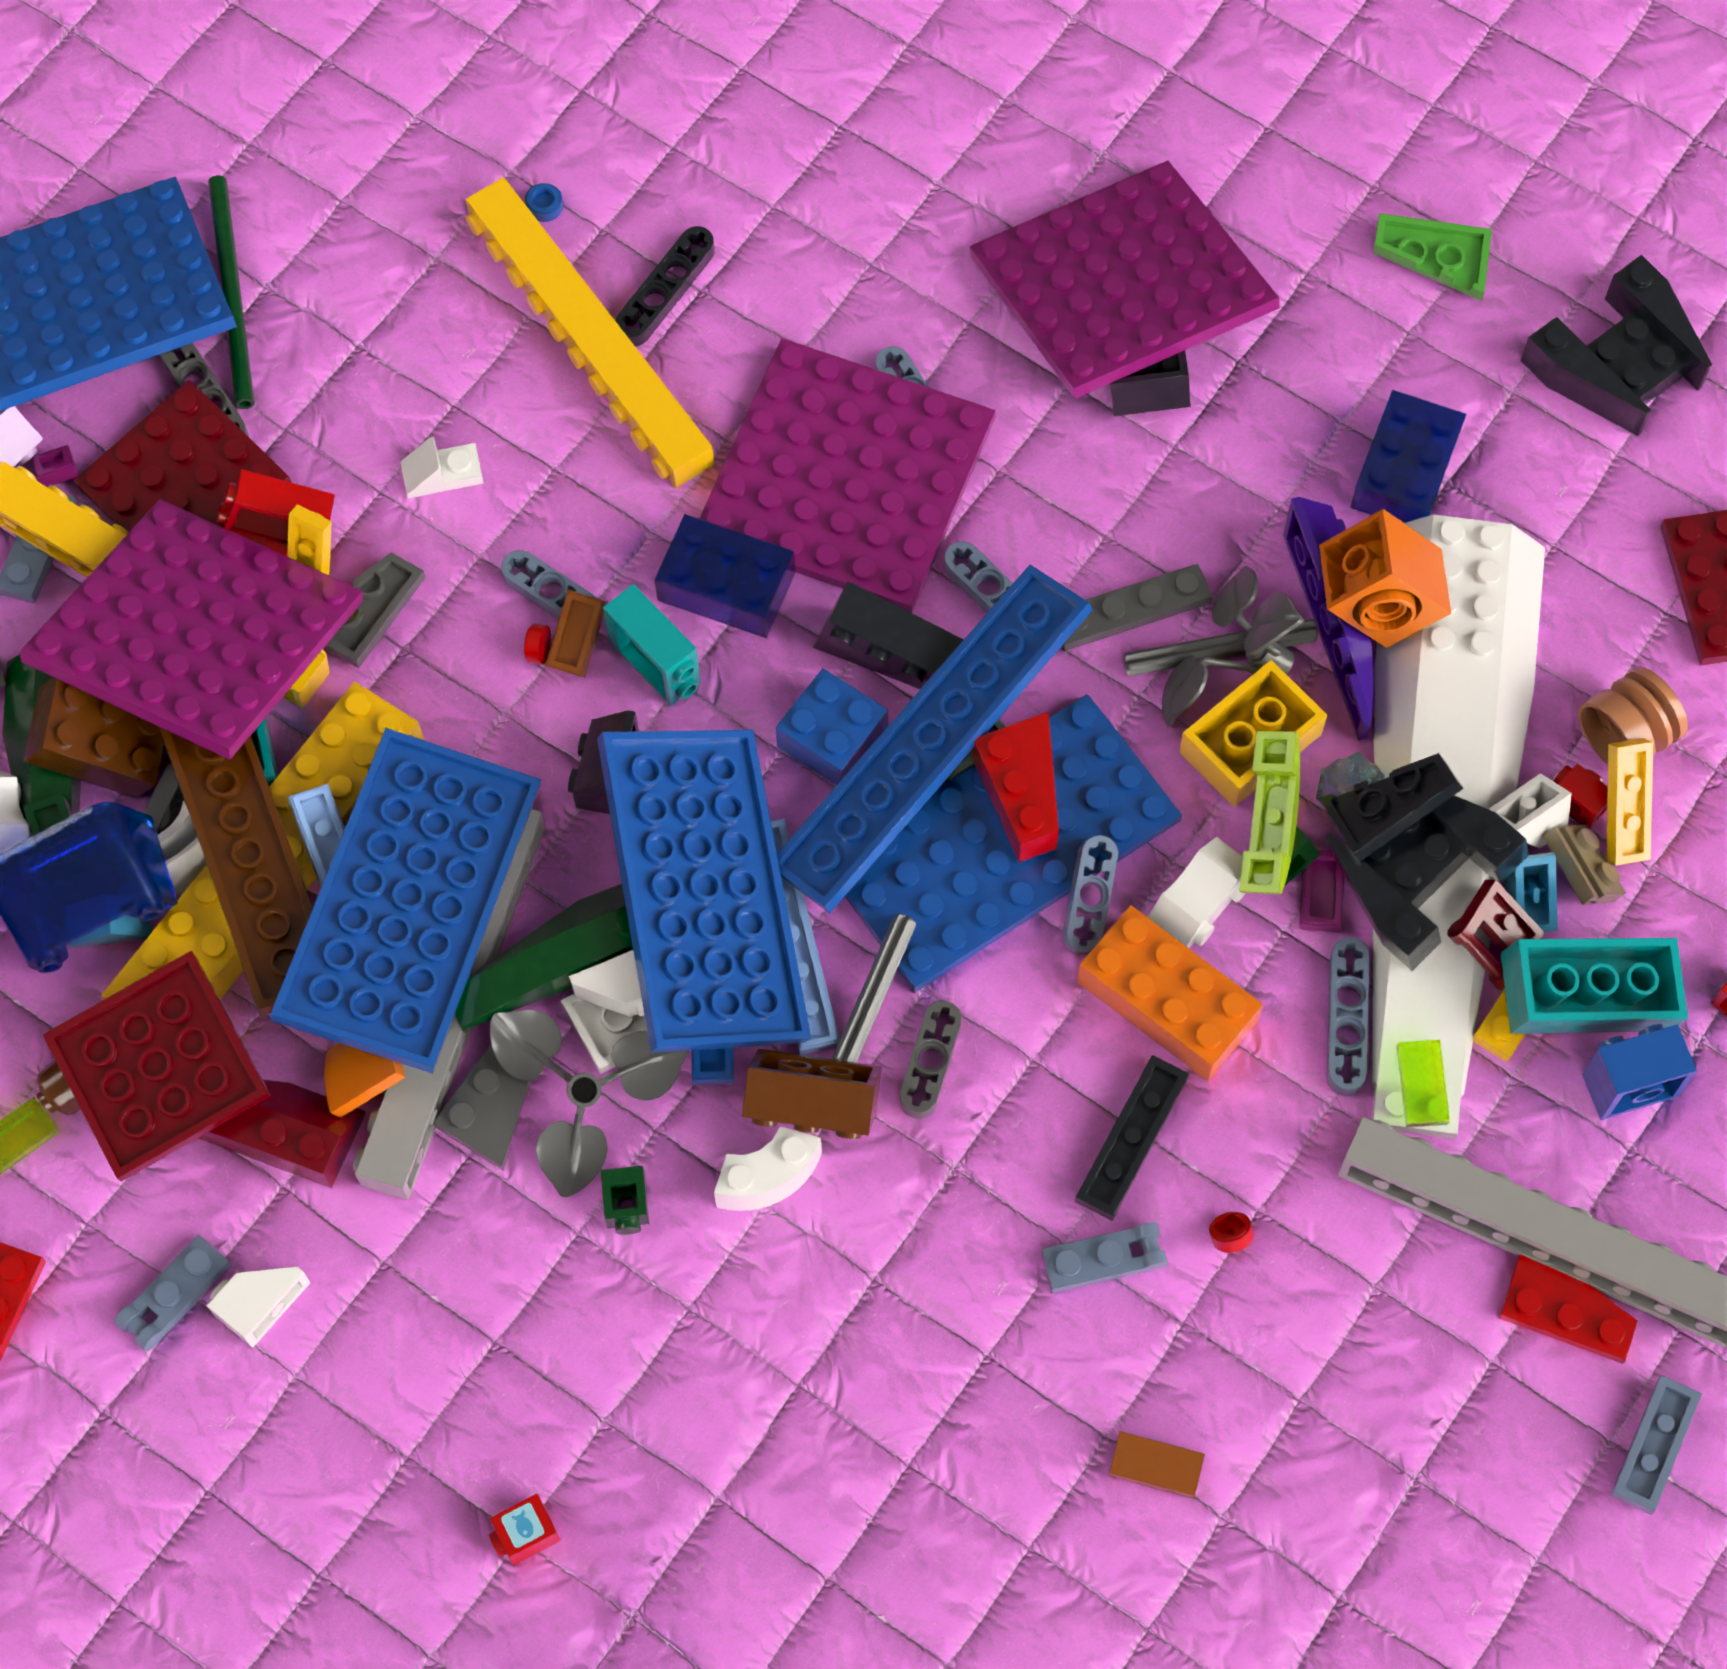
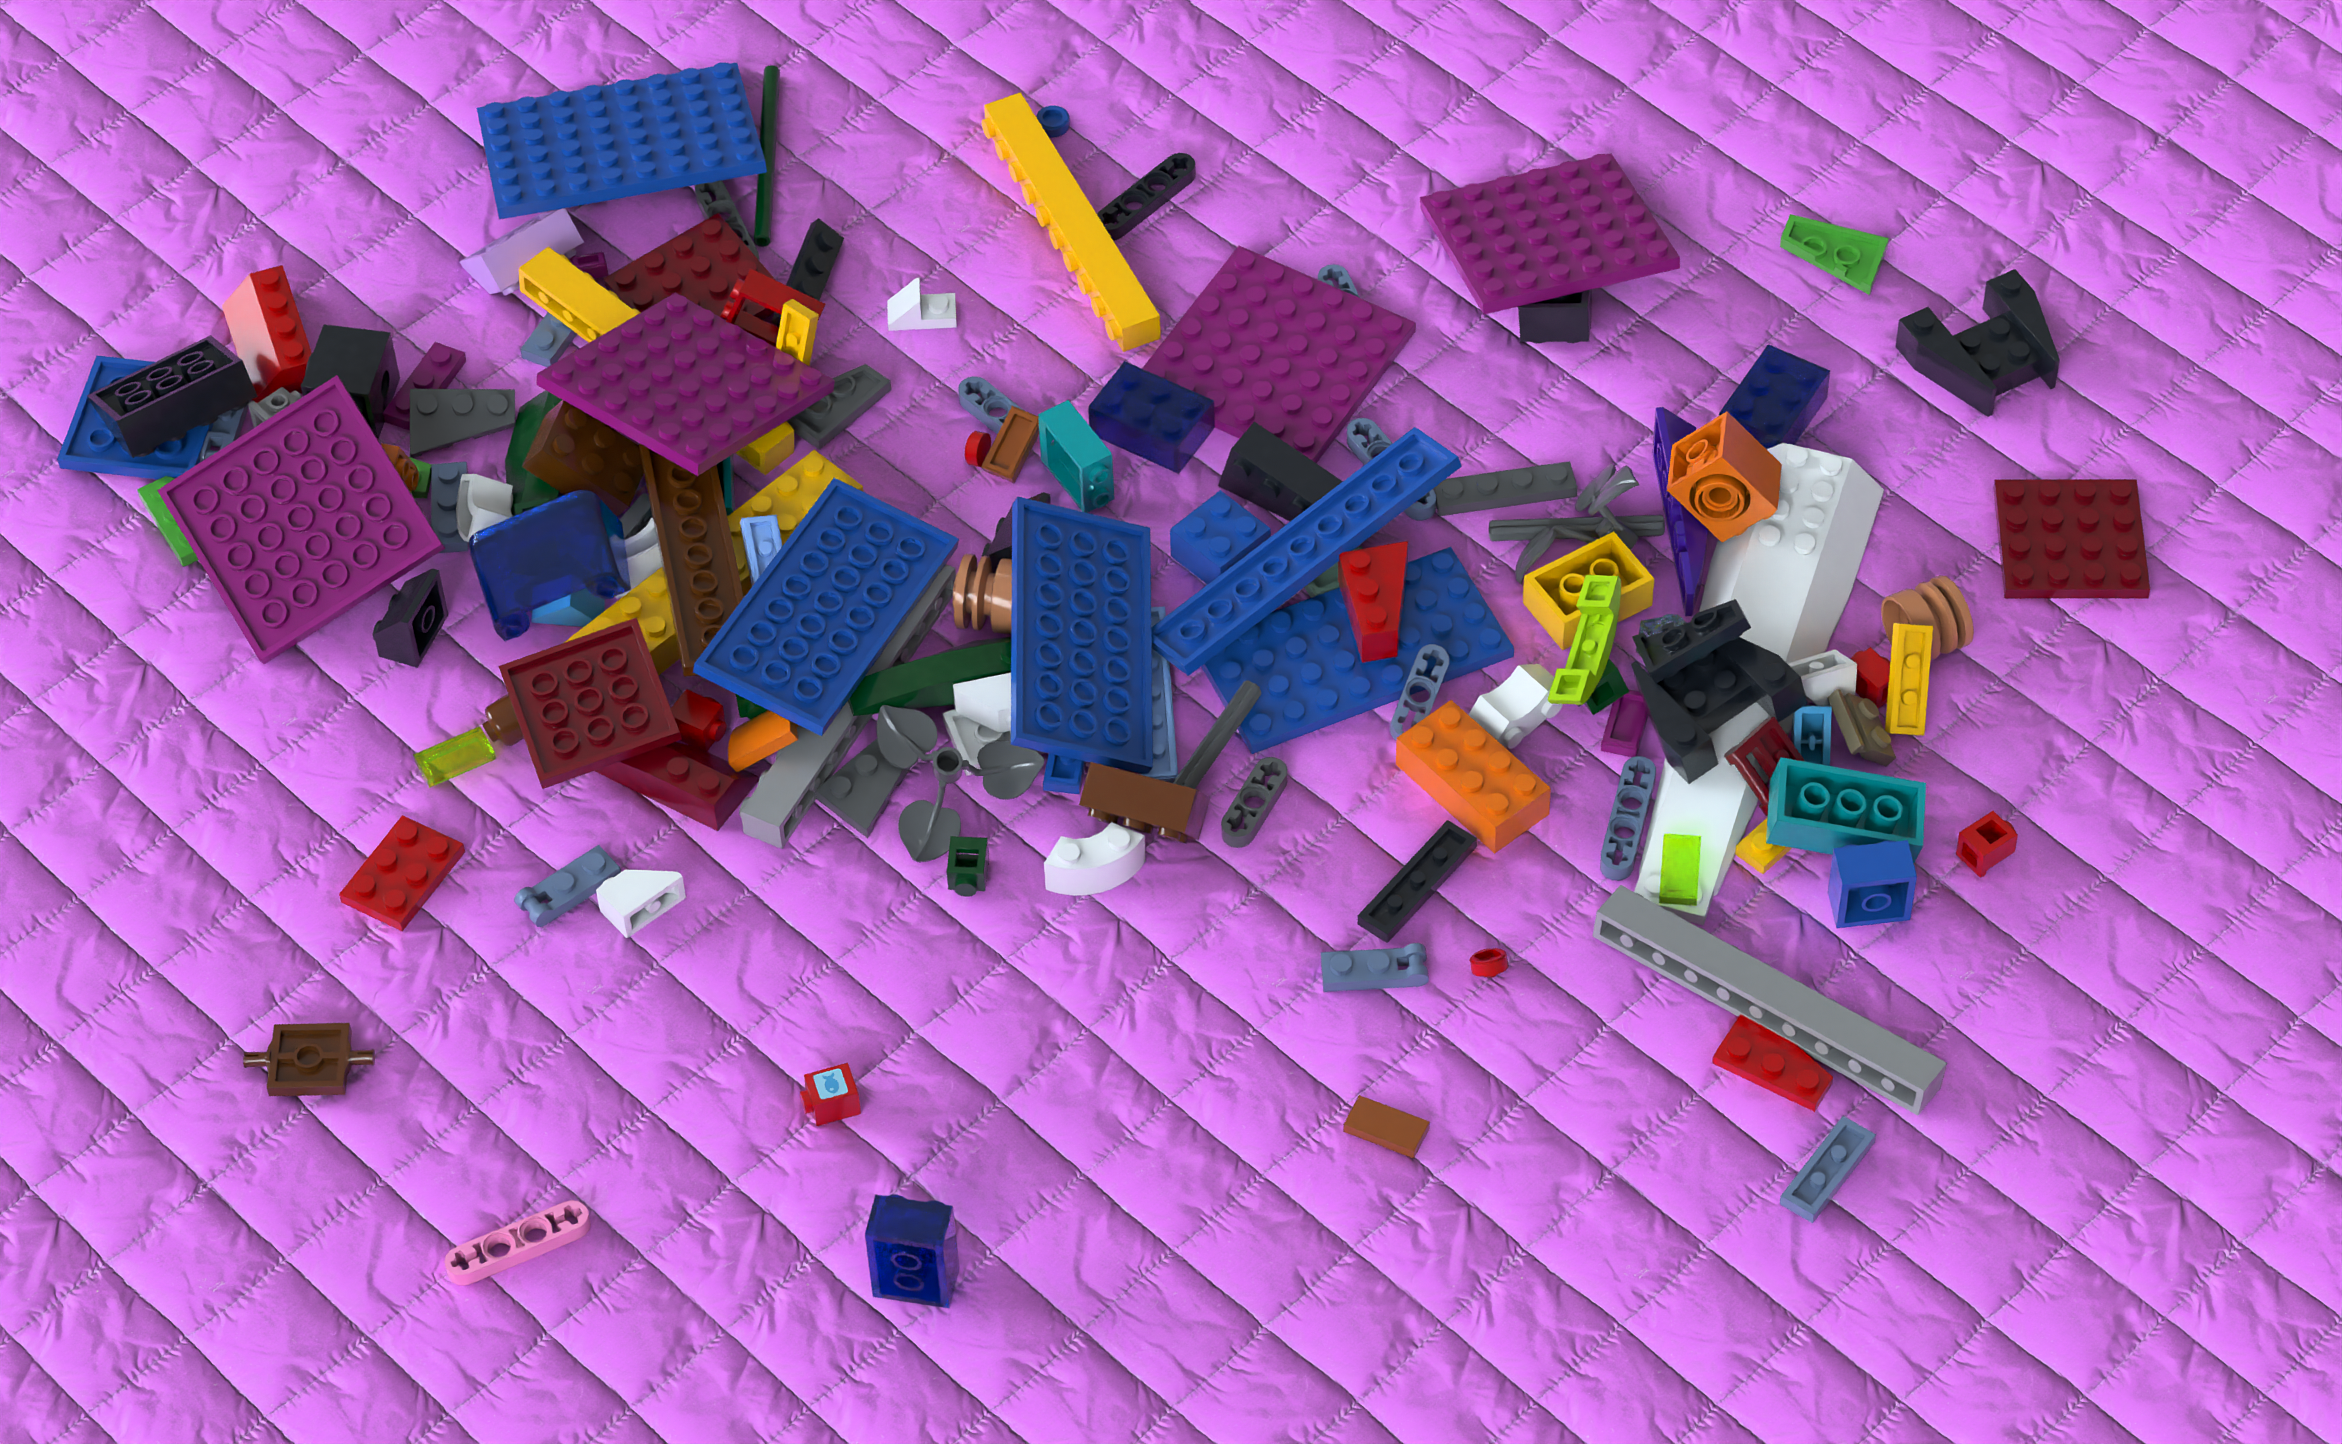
camera: 10 degrees right, 15 degrees down
(283, 1052) = (699, 719): none -> red brick
(309, 432) = (814, 262): none -> black plate
(581, 842) = (983, 594): none -> nougat wheel

